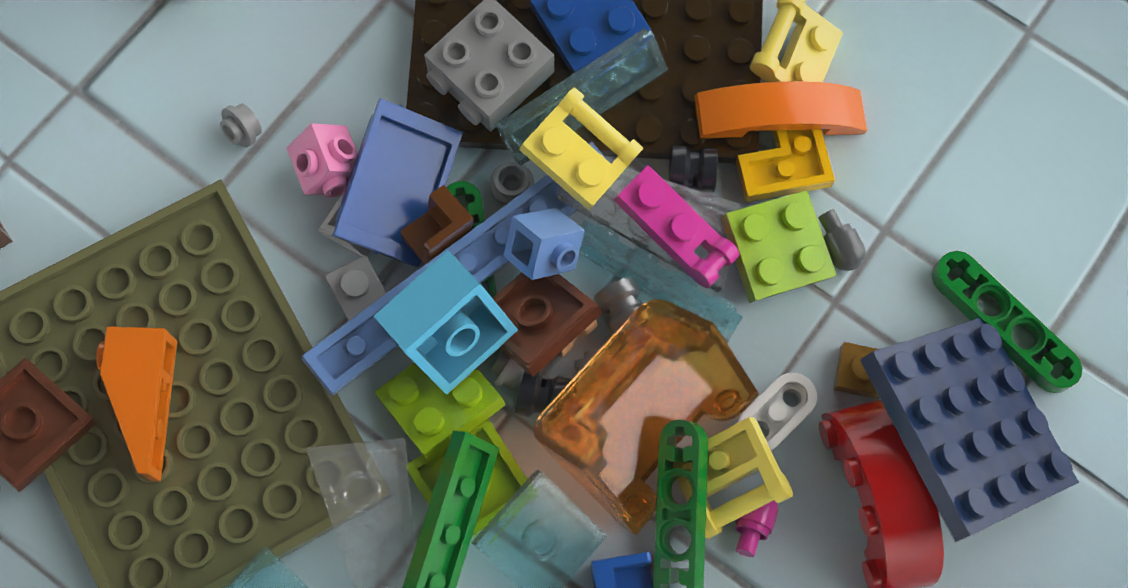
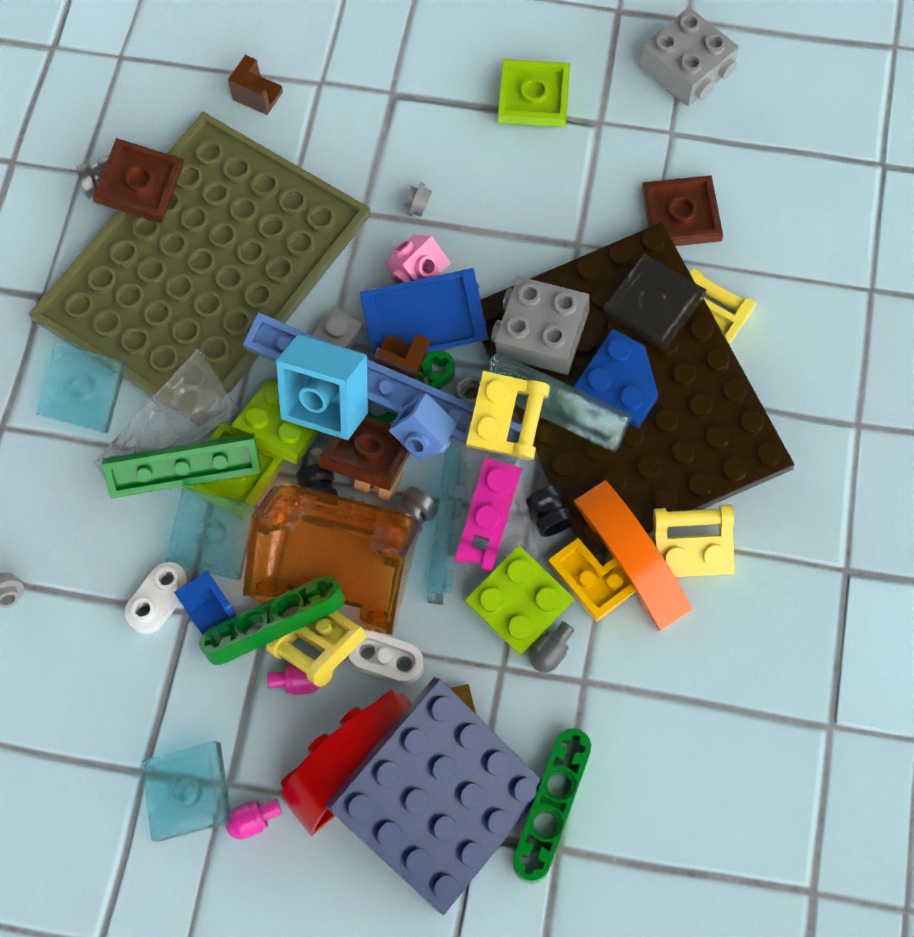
camera: 70 degrees right, 5 degrees down
(139, 380) = (192, 232): orange slope -> none

